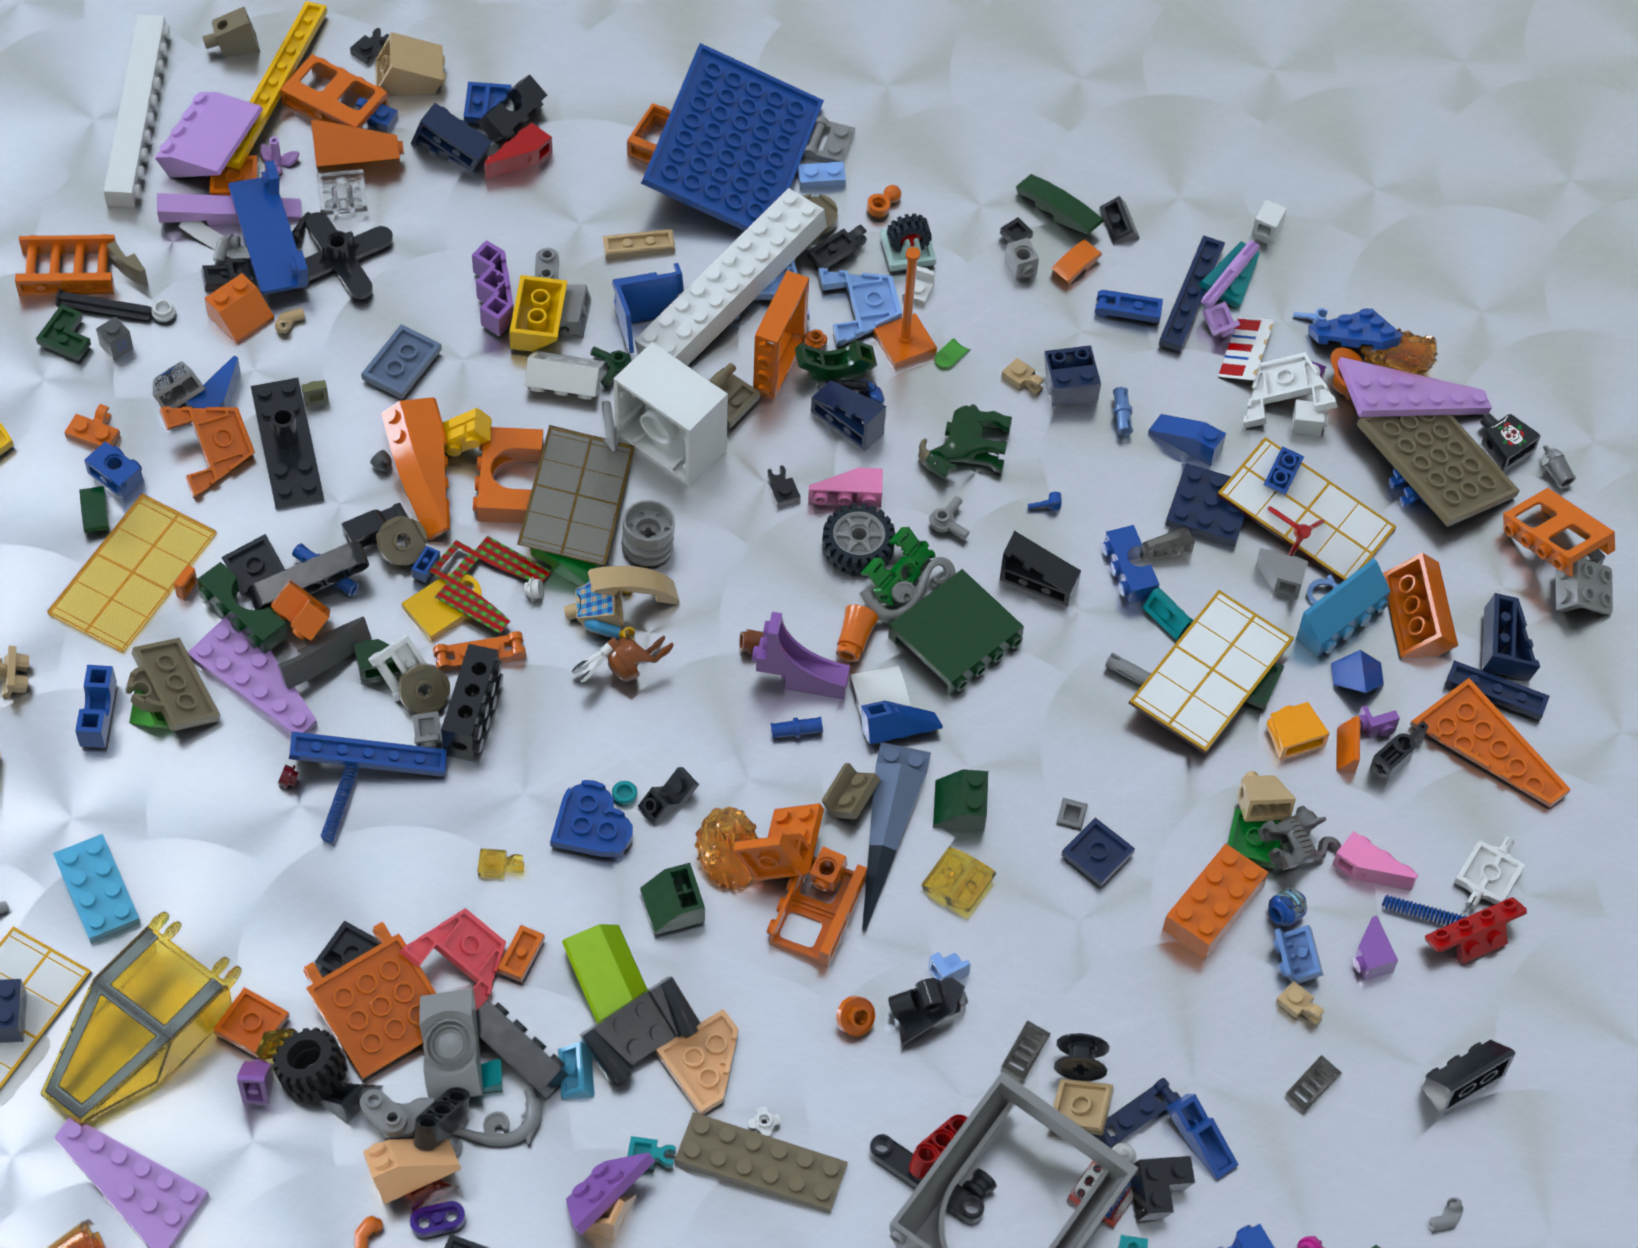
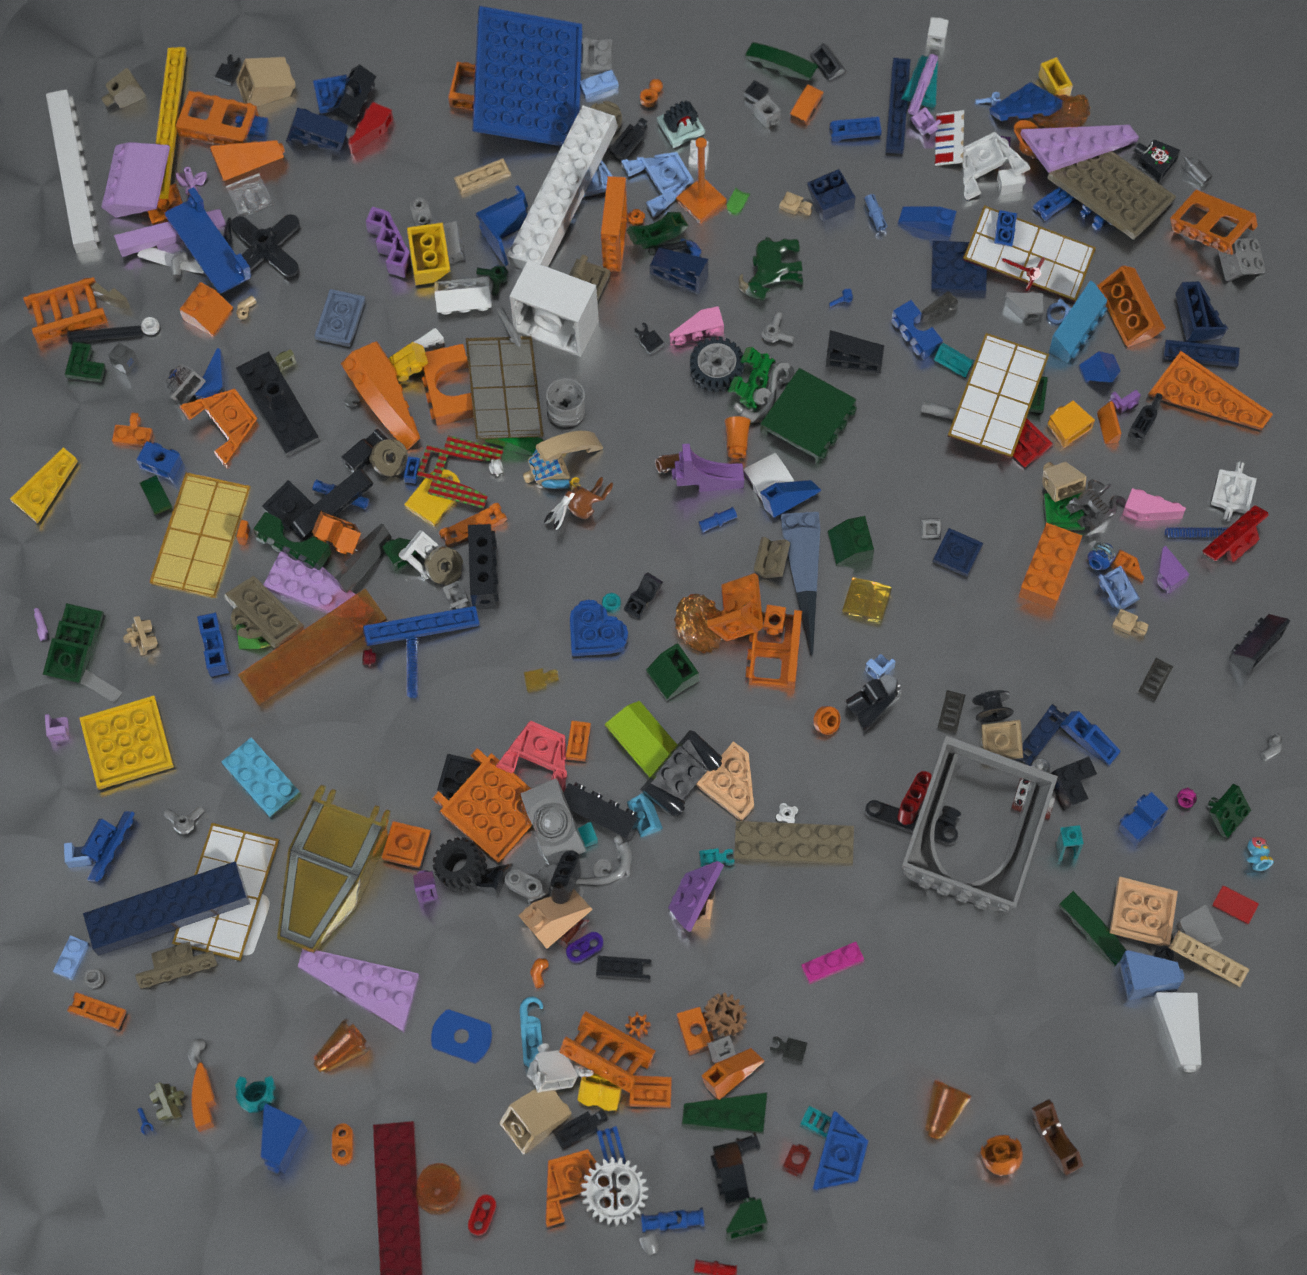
camera: 10 degrees left, 10 degrees up
(217, 743) = (311, 647): none -> clear orange plate
(218, 275) = (185, 285): black slope -> none
(271, 1040) = (427, 854): clear yellow plate -> none
(505, 416) = (431, 340): none -> white slope
(1236, 744) = (1031, 444): none -> red slope
(1322, 928) = (1130, 565): none -> orange tile
(1360, 457) = (1055, 200): none -> blue plate
(1403, 308) = (1055, 77): none -> yellow piece

